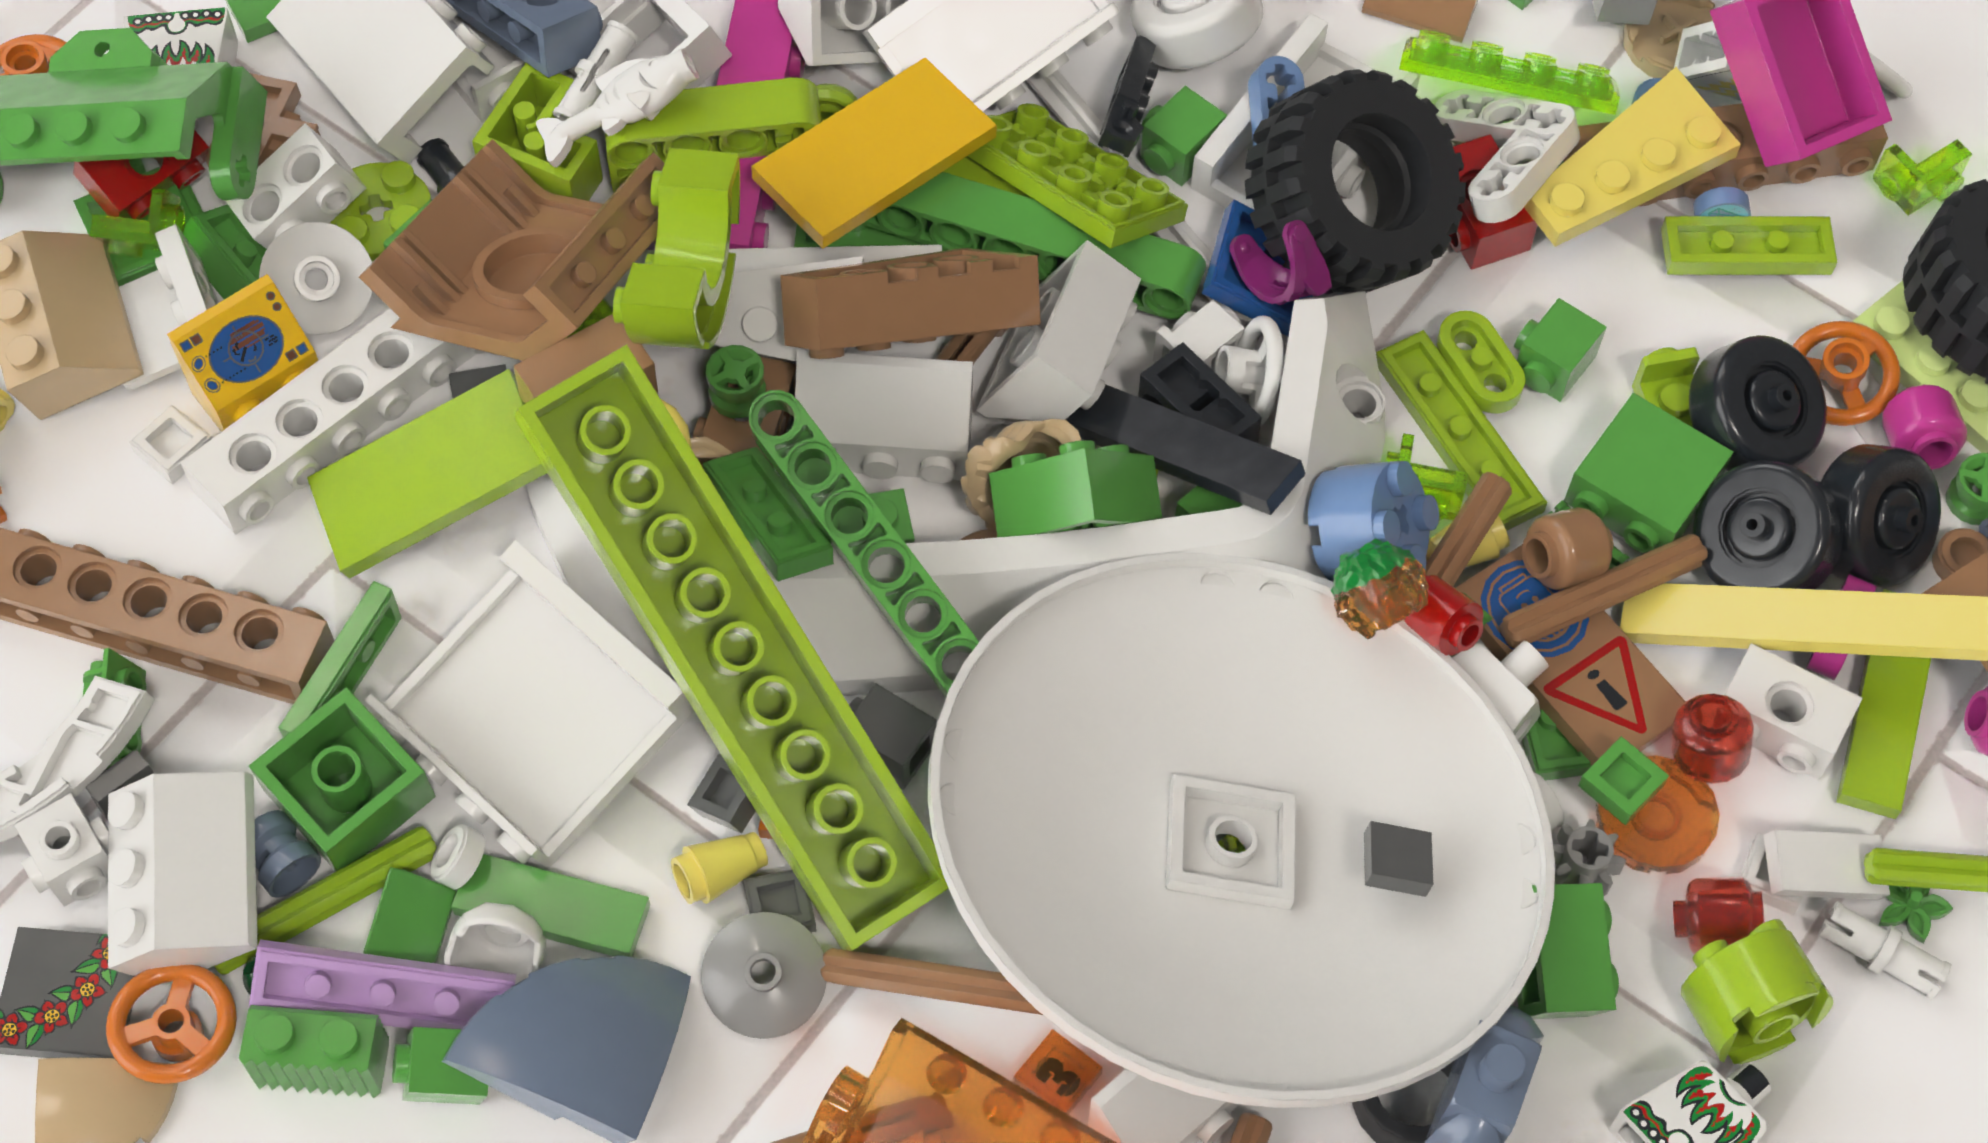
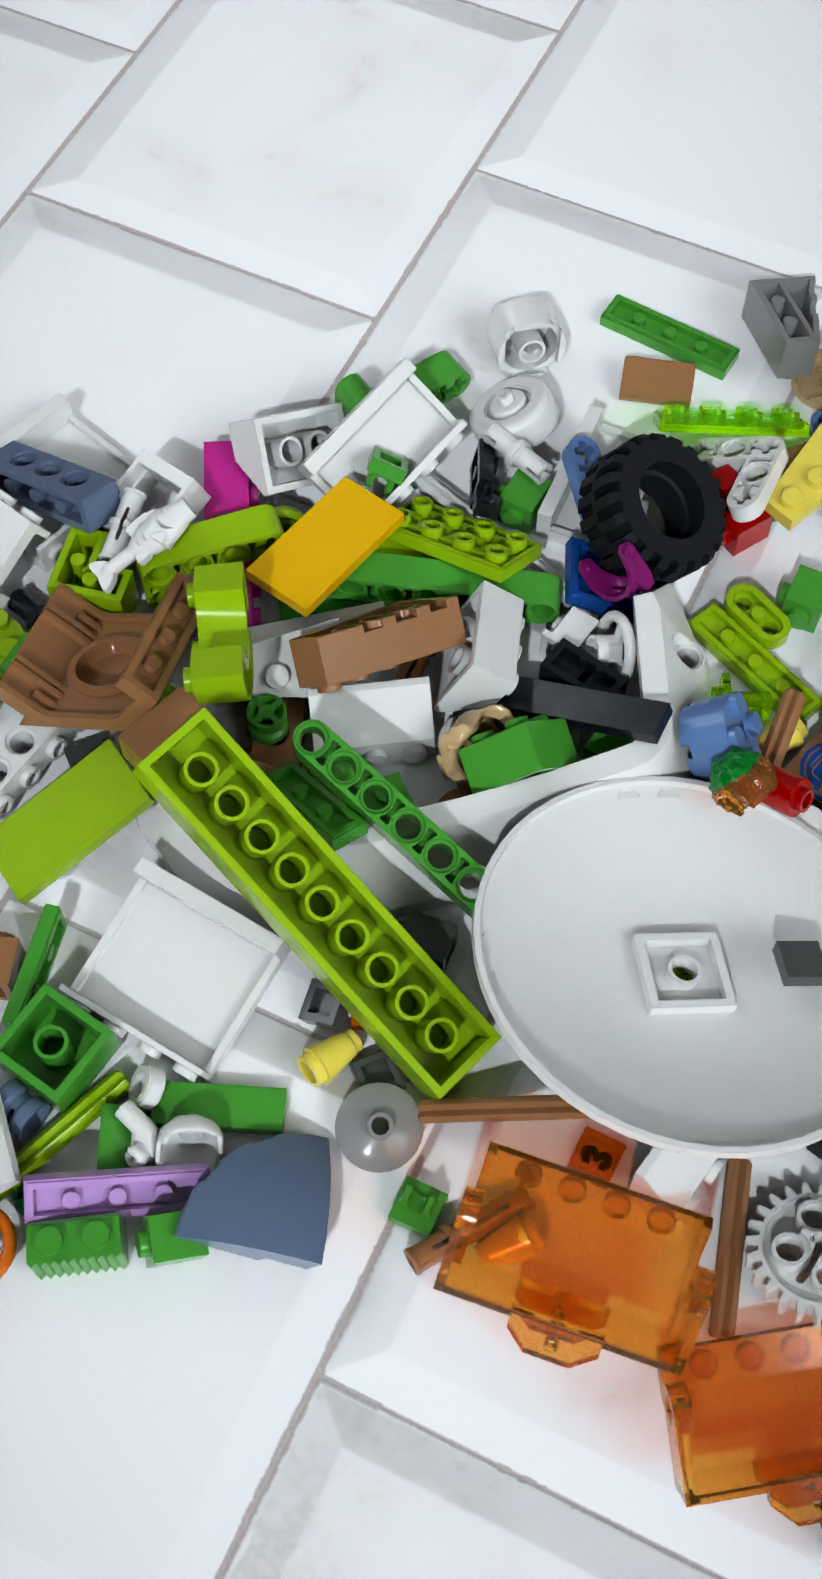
camera: 10 degrees left, 0 degrees up
(436, 921) = (143, 1137): none -> white arm
(790, 1093) = (418, 1207): none -> bright green tile
(989, 53) = (387, 466): none -> bright green tile
(1184, 66) = (517, 453): none -> white pin

